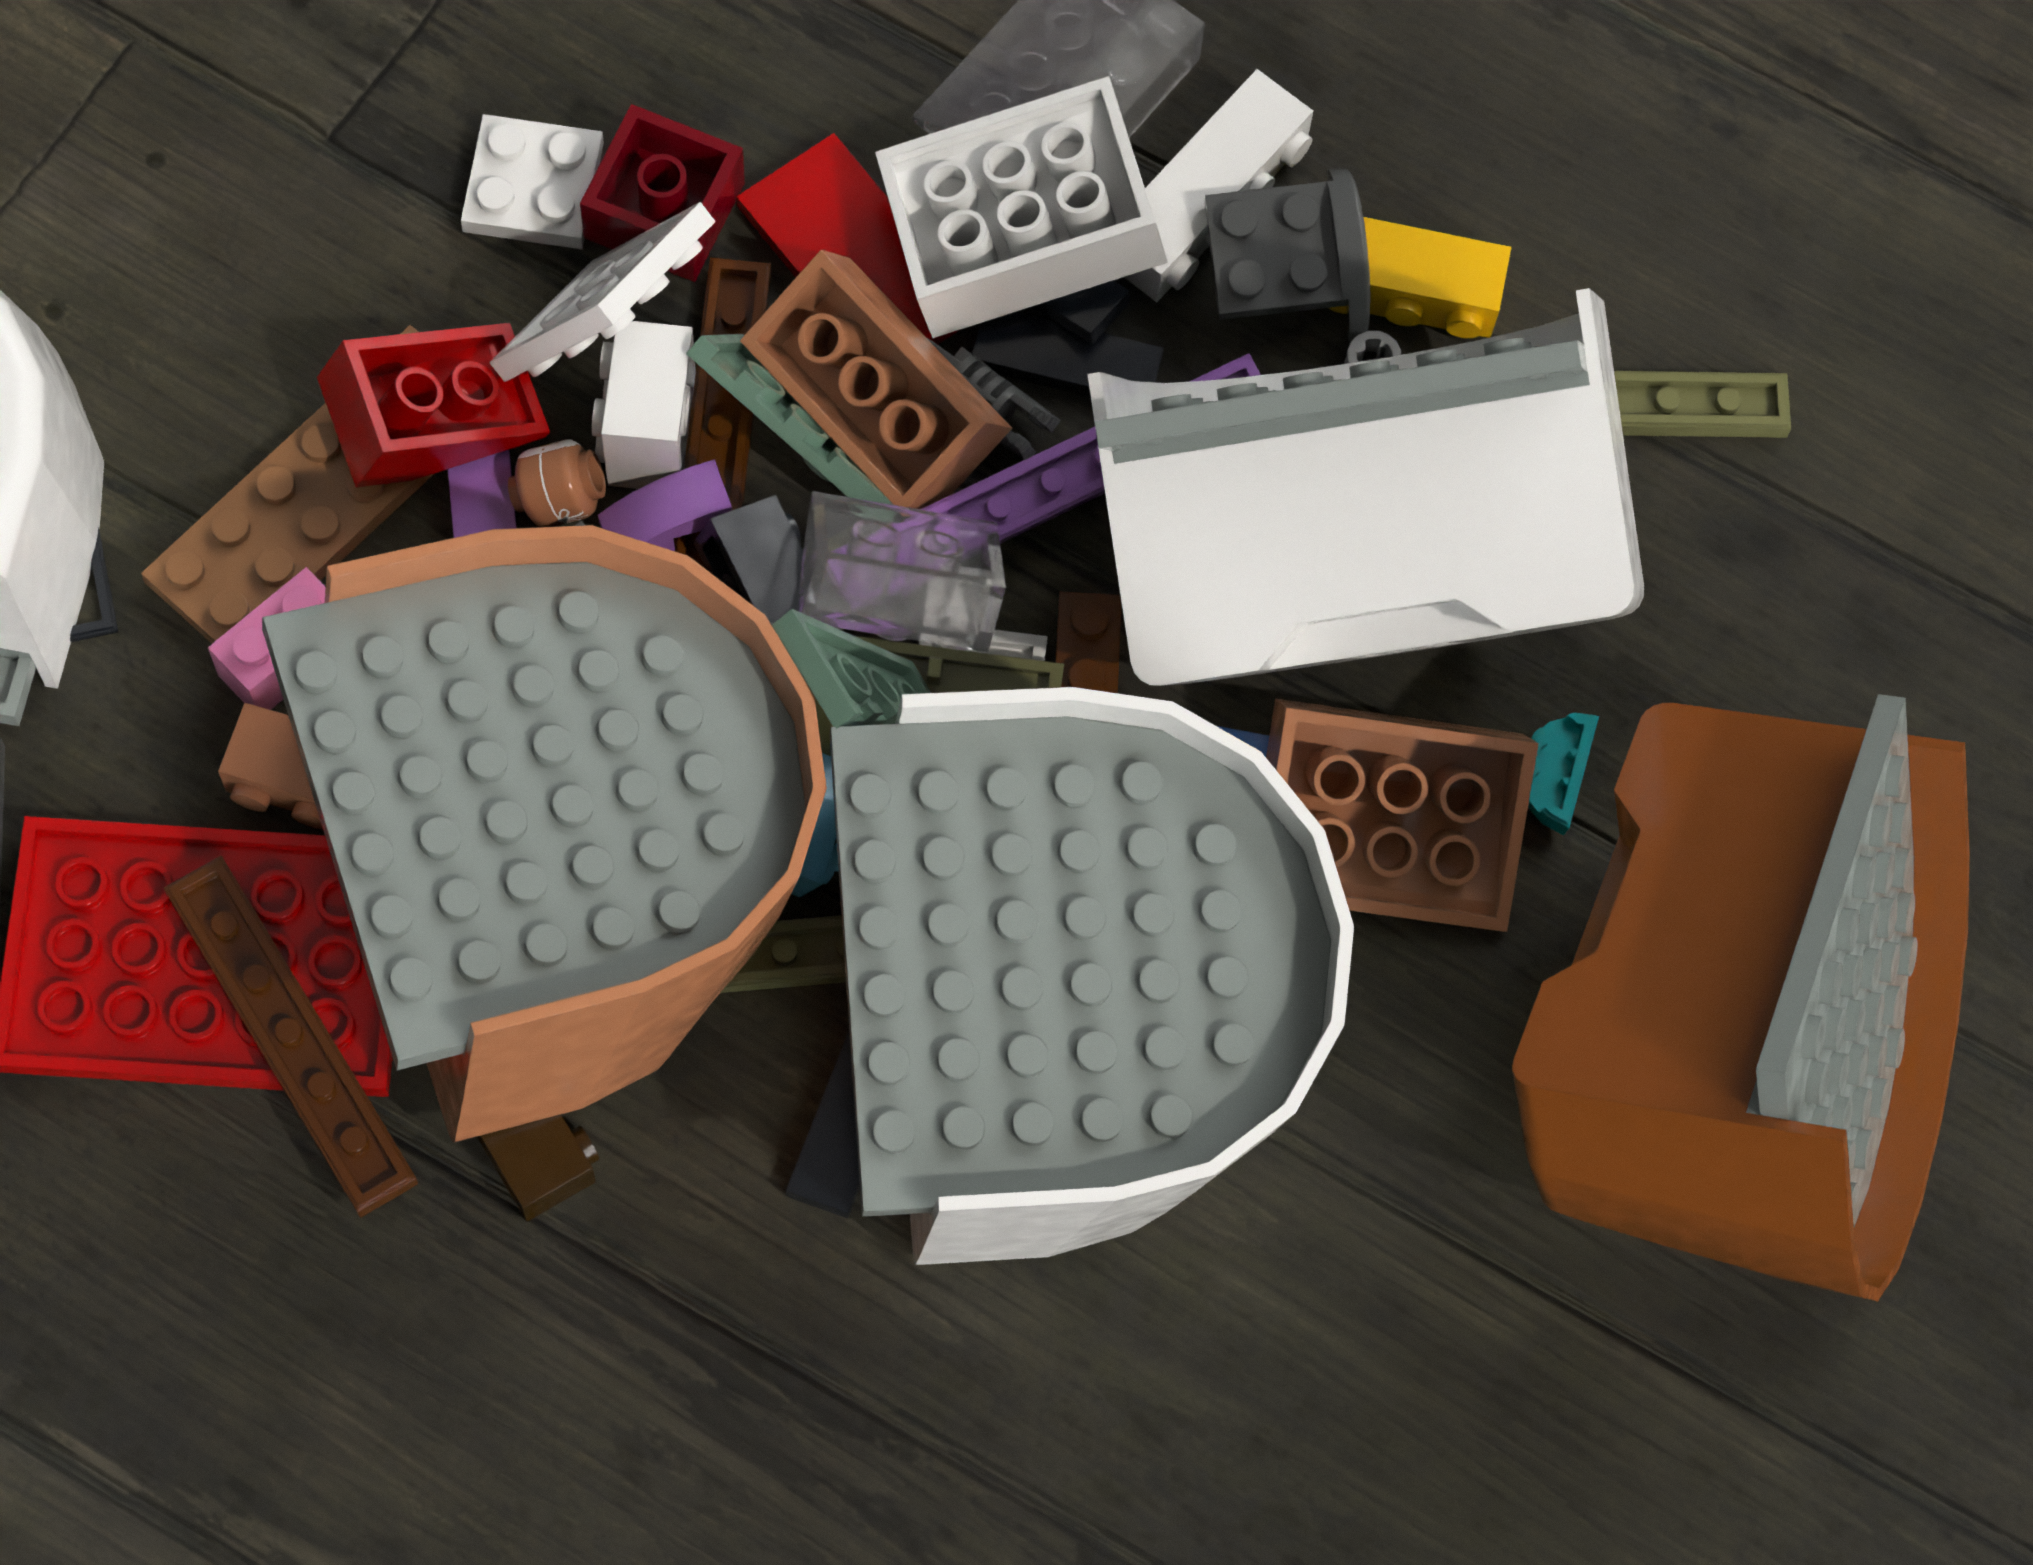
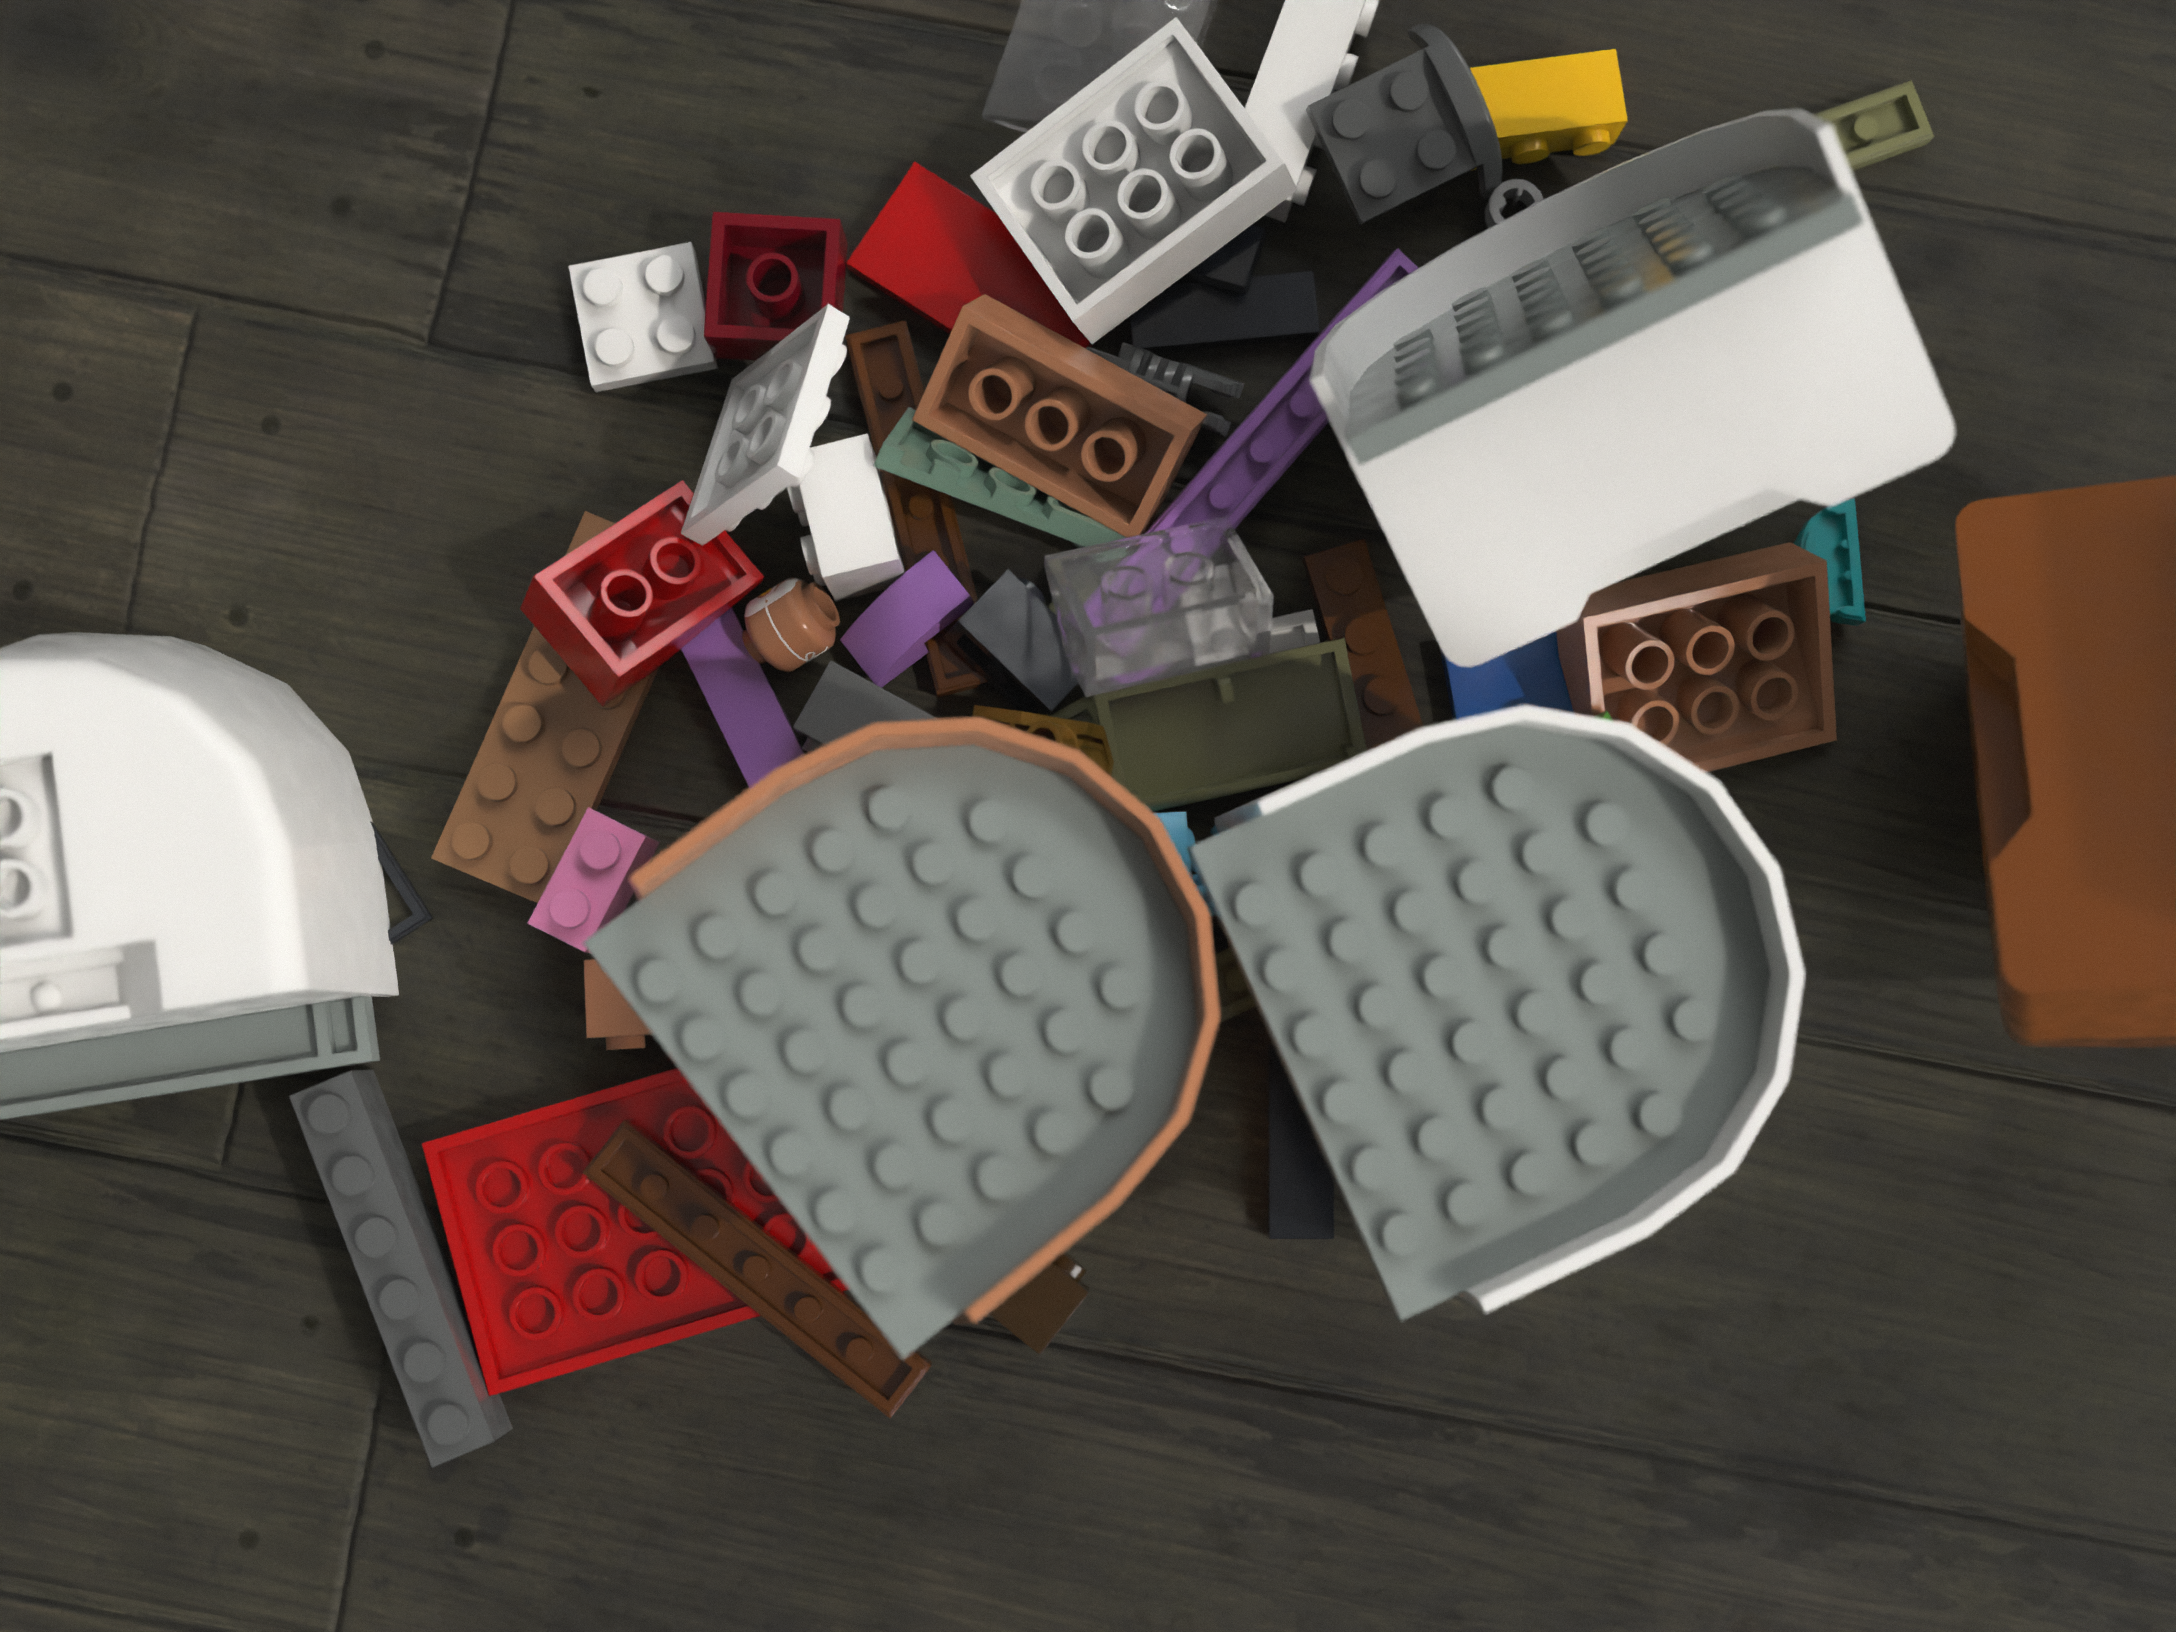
camera: 15 degrees left, 15 degrees up
(847, 674) = (1176, 761): sand green wing -> none

